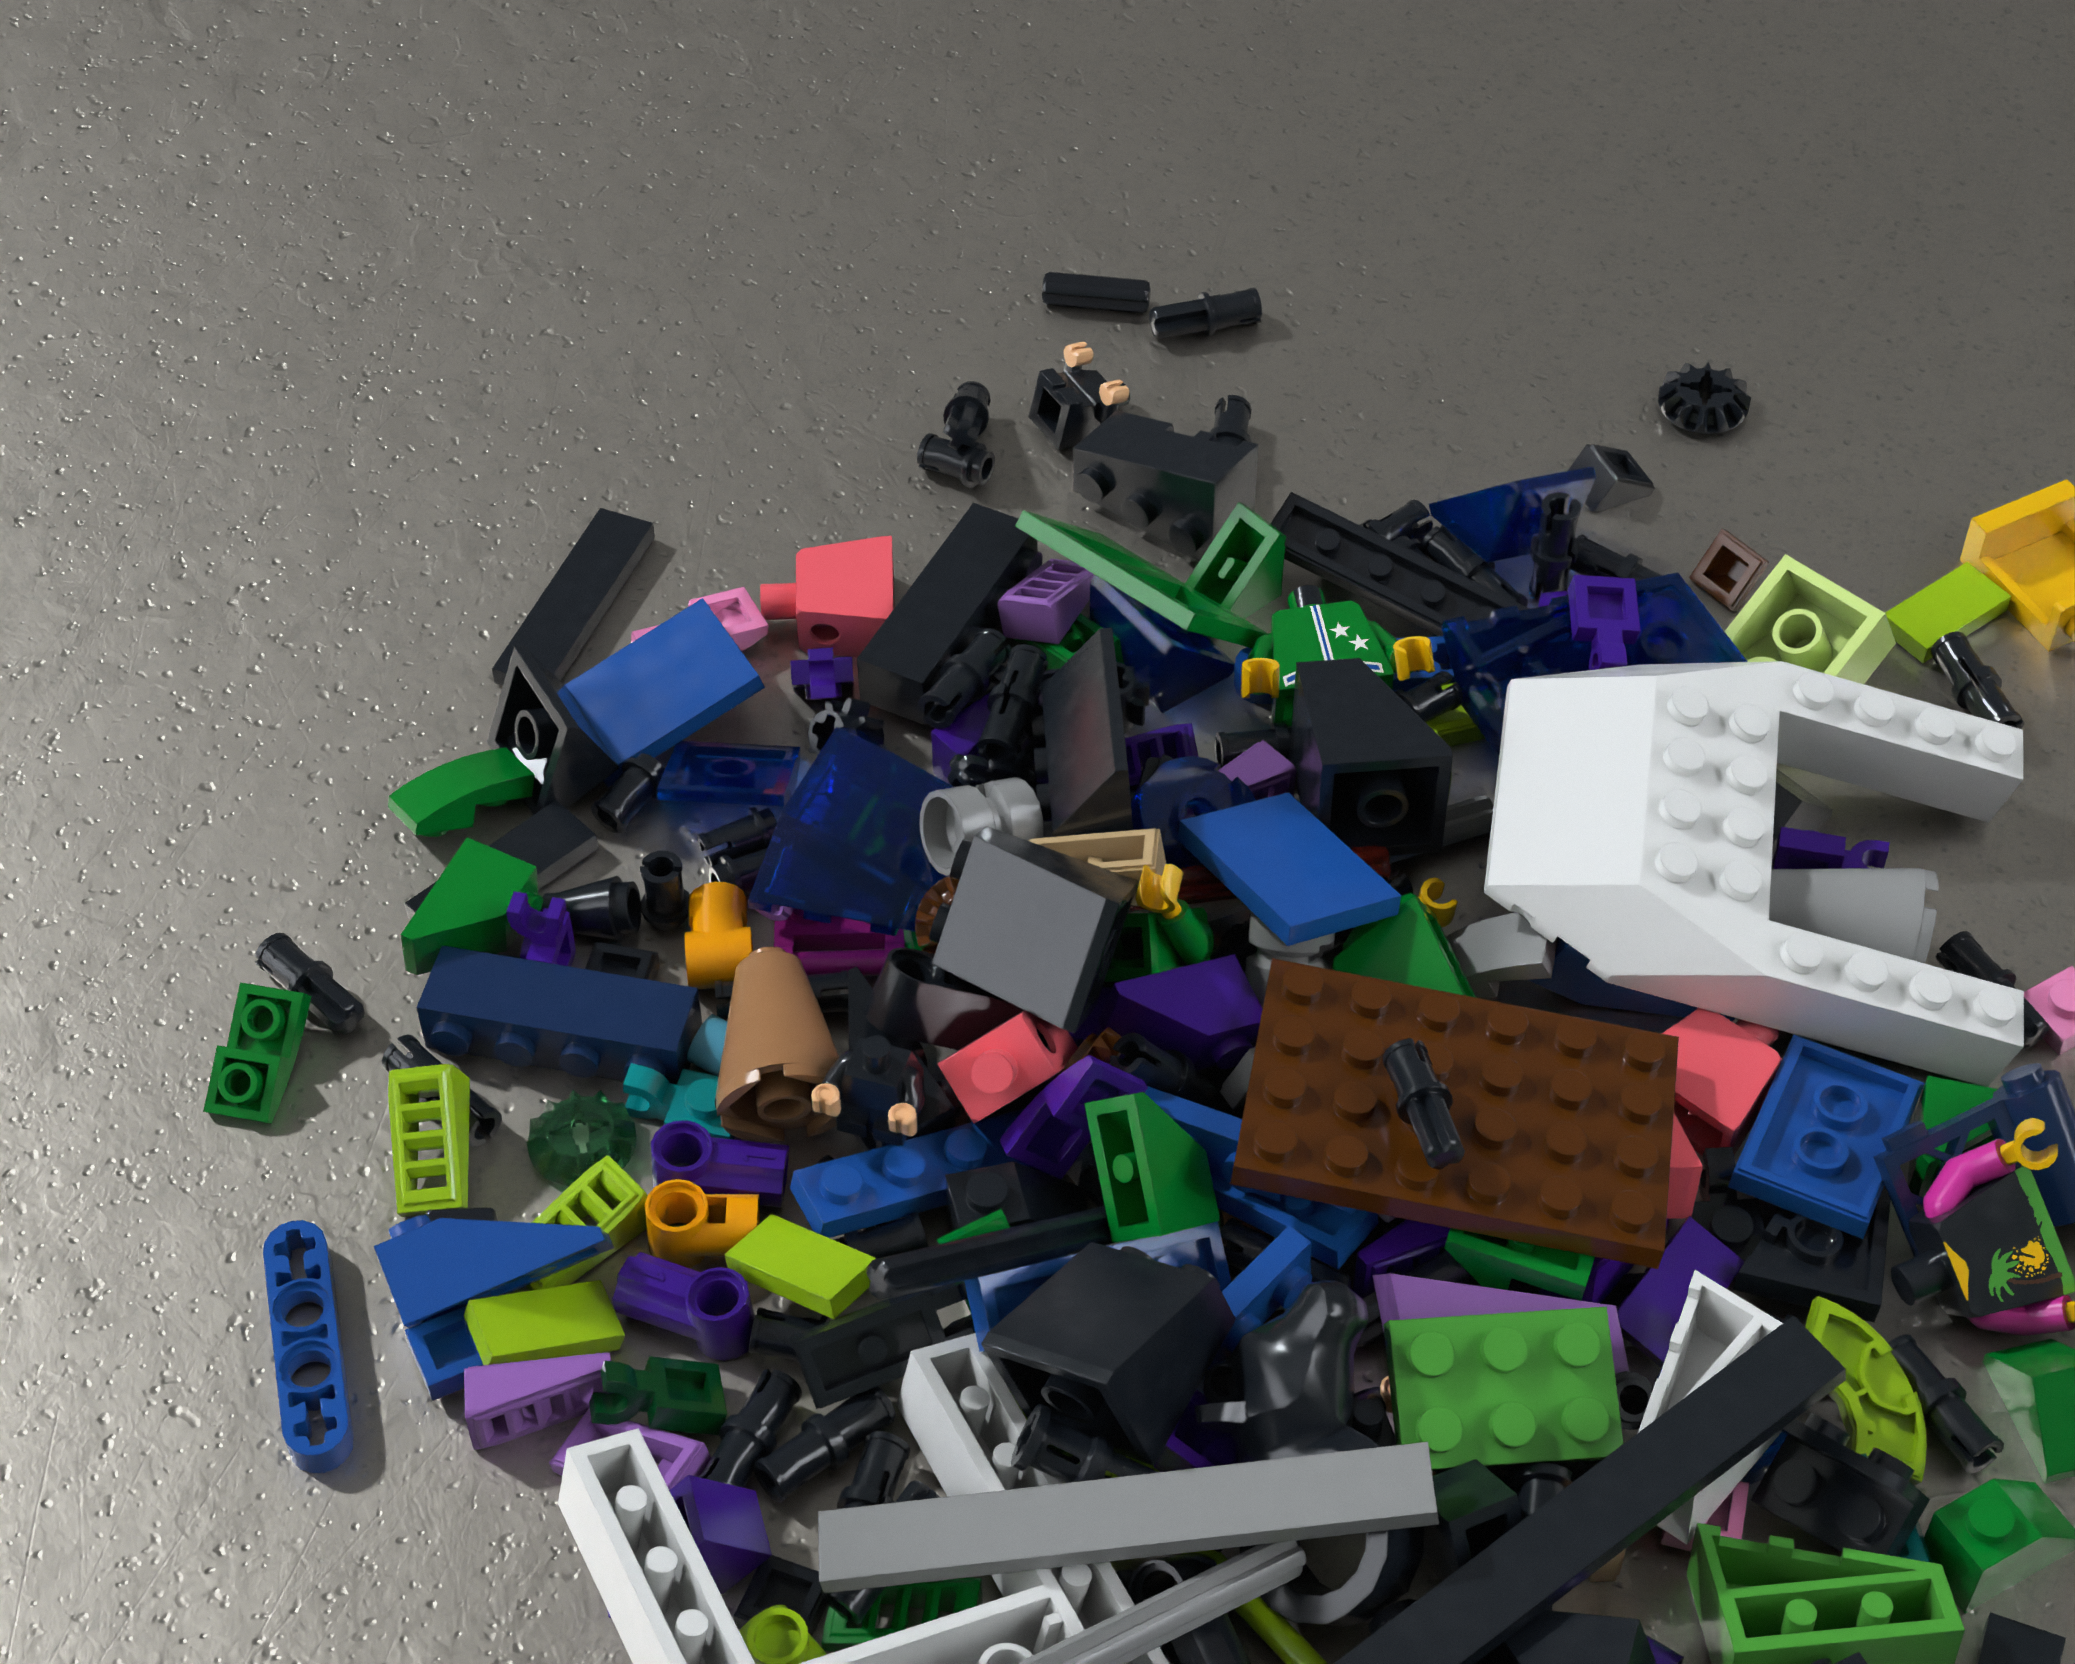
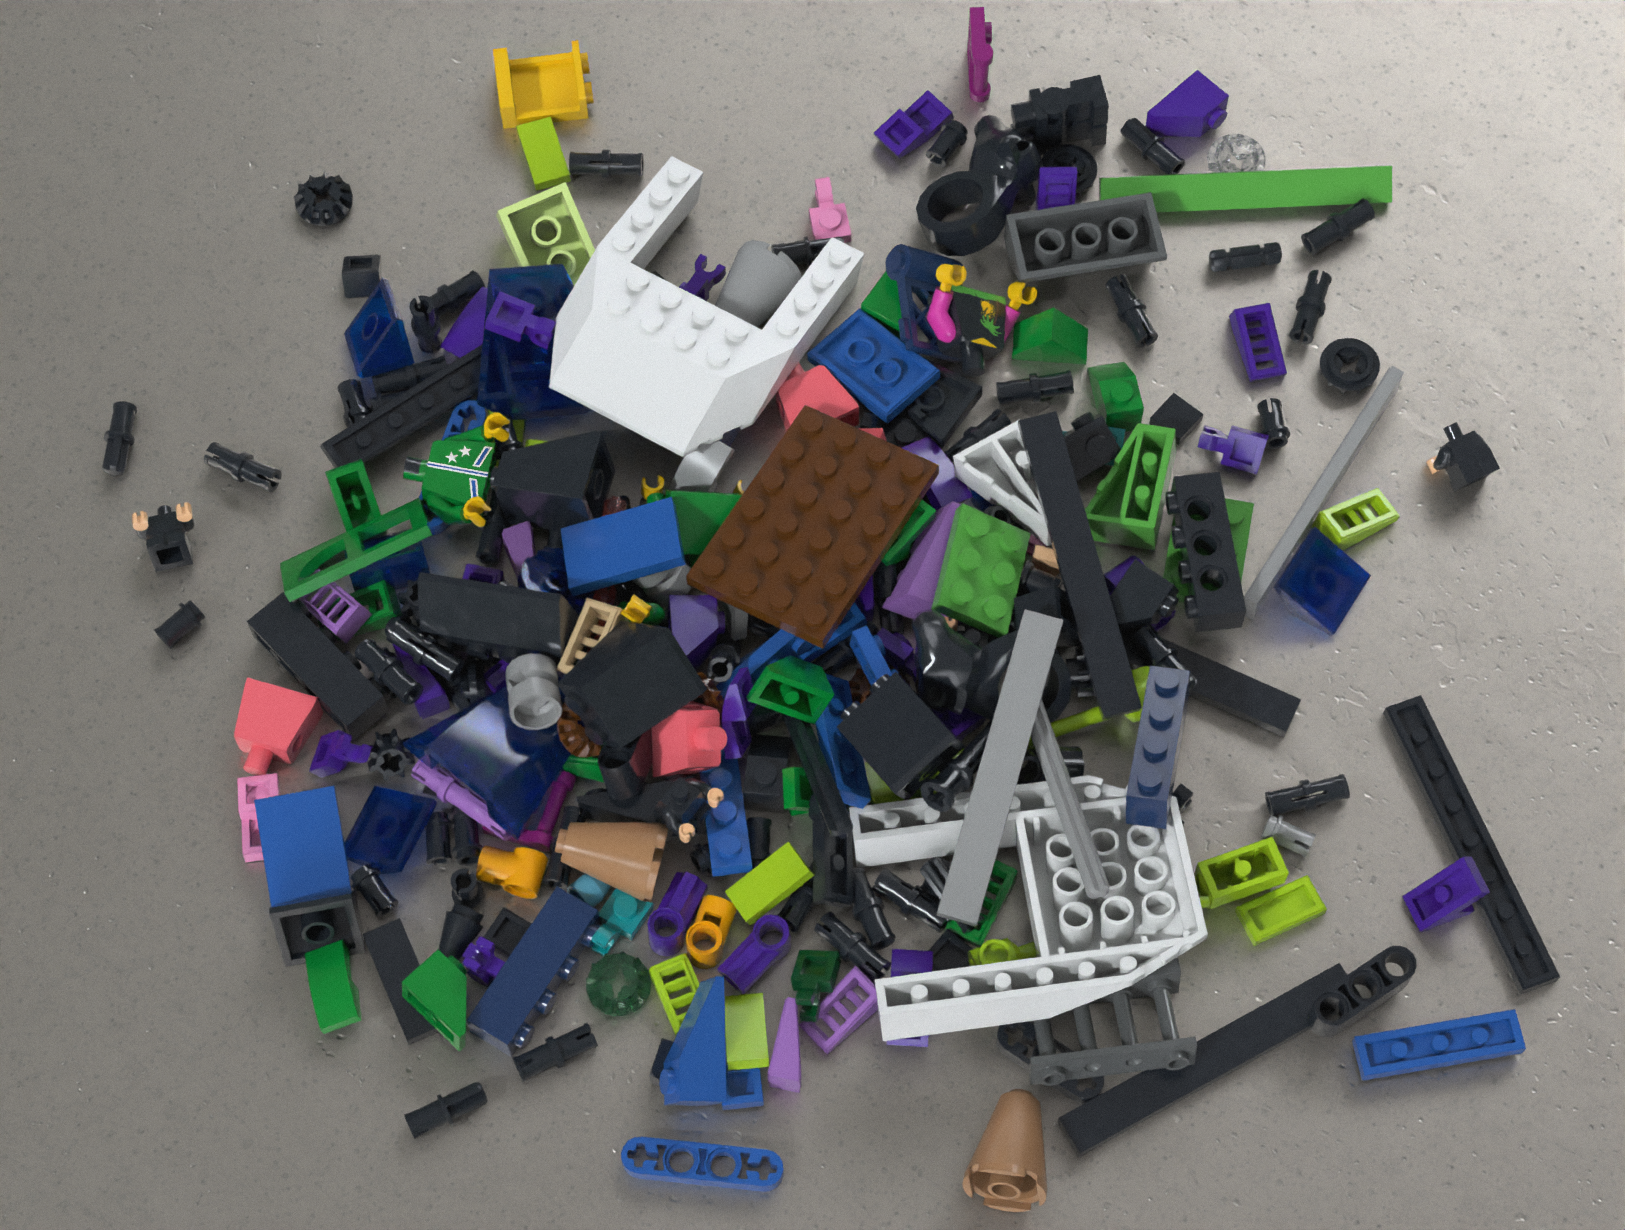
camera: 70 degrees left, 15 degrees up
(259, 1054) = (486, 1150): green slope -> none
(405, 1113) = (567, 1053): lime slope -> none
(580, 592) = (195, 884): black tile -> none
(966, 414) = (152, 604): black axle -> none
(1096, 292) = (65, 494): black axle -> none
(1165, 479) = (266, 511): black wedge -> none
(1423, 1102) = (825, 535): black axle -> none
(1729, 570) = (468, 244): reddish brown slope -> none
(1876, 1395) = (1010, 407): lime tile -> none

